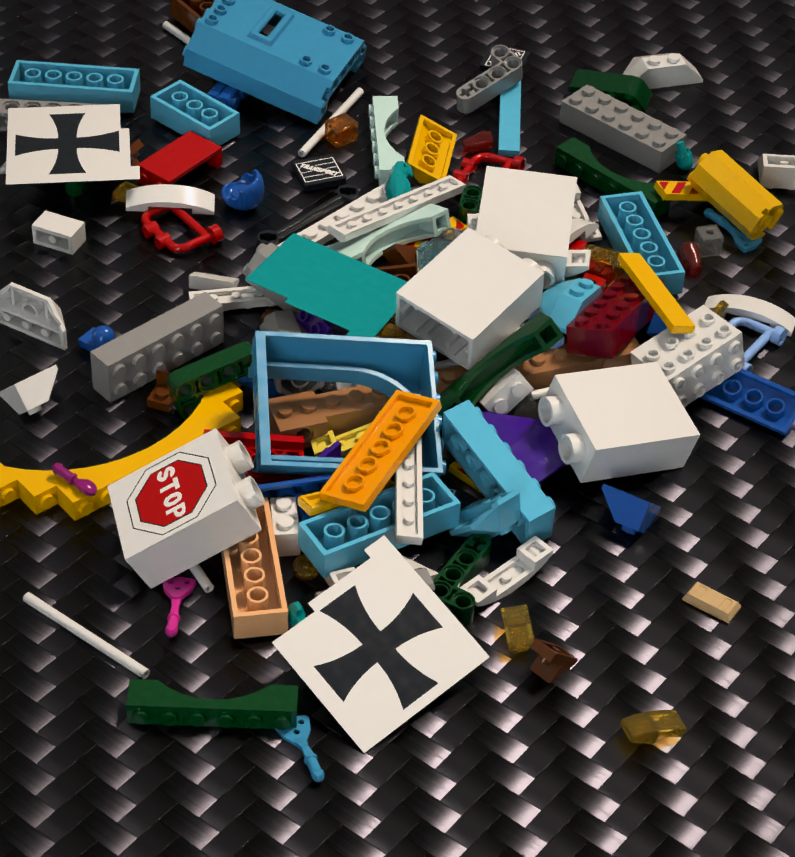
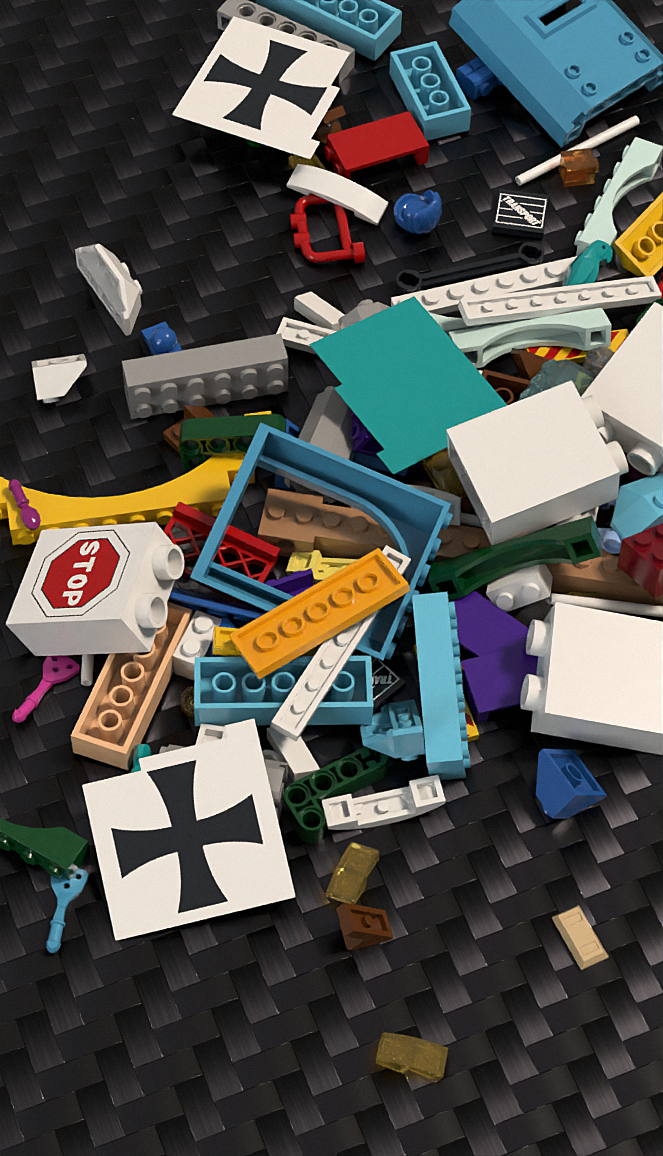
camera: 30 degrees right, 15 degrees up
(58, 232) = (202, 189): white brick -> none

